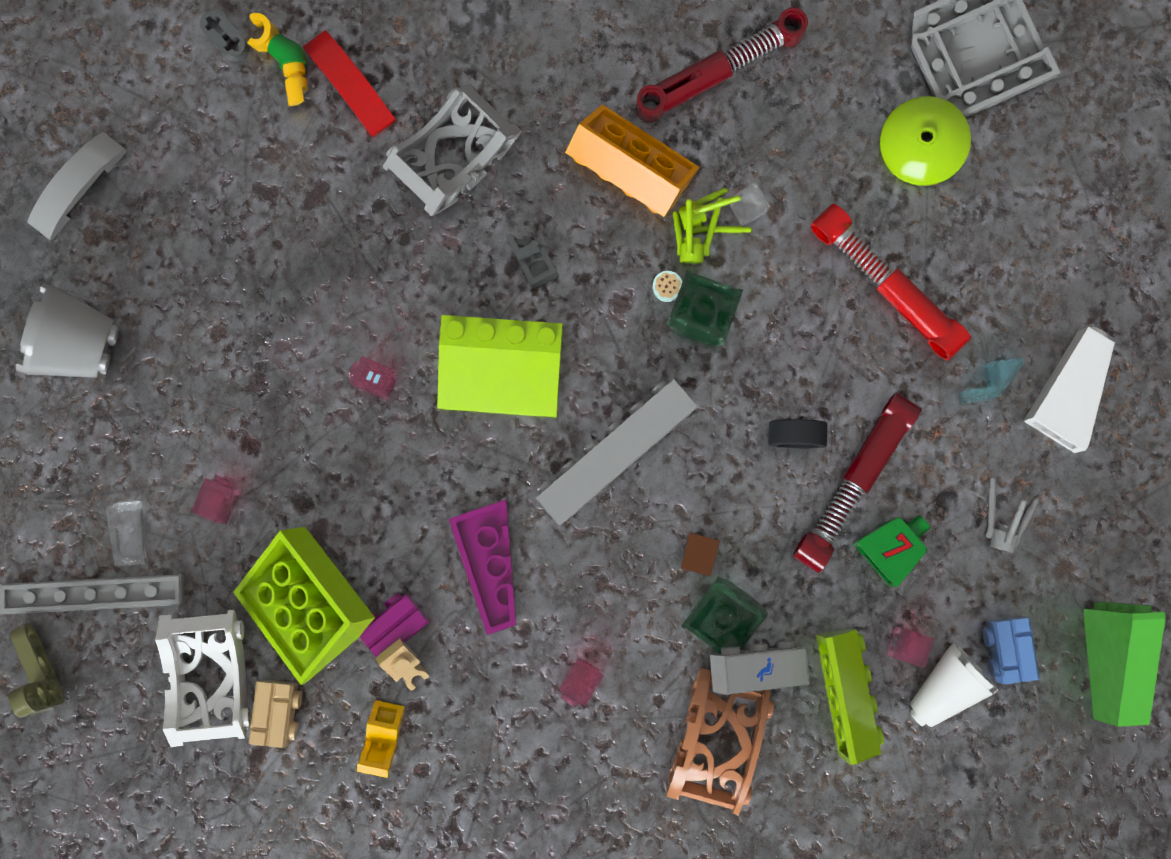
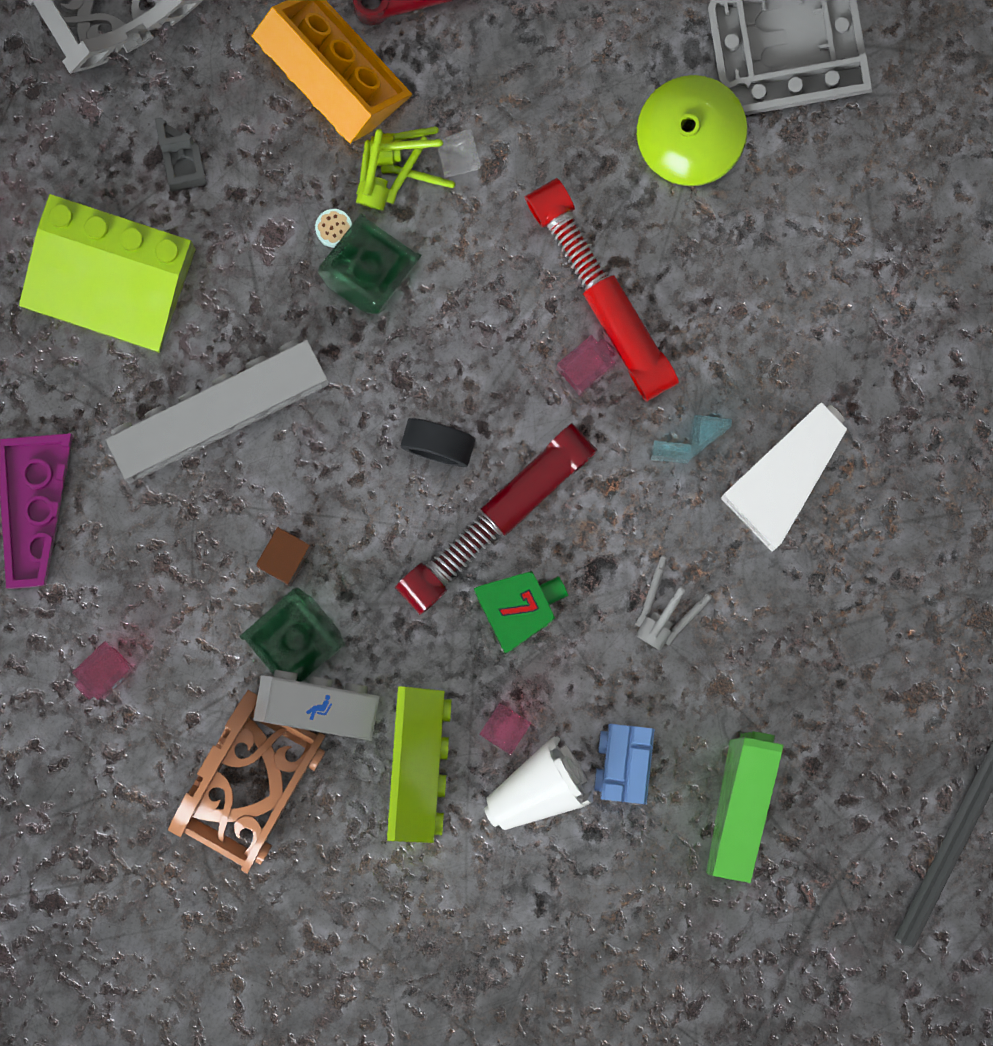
camera: 10 degrees right, 0 degrees up
(895, 343) = (587, 364): none -> clear pink brick

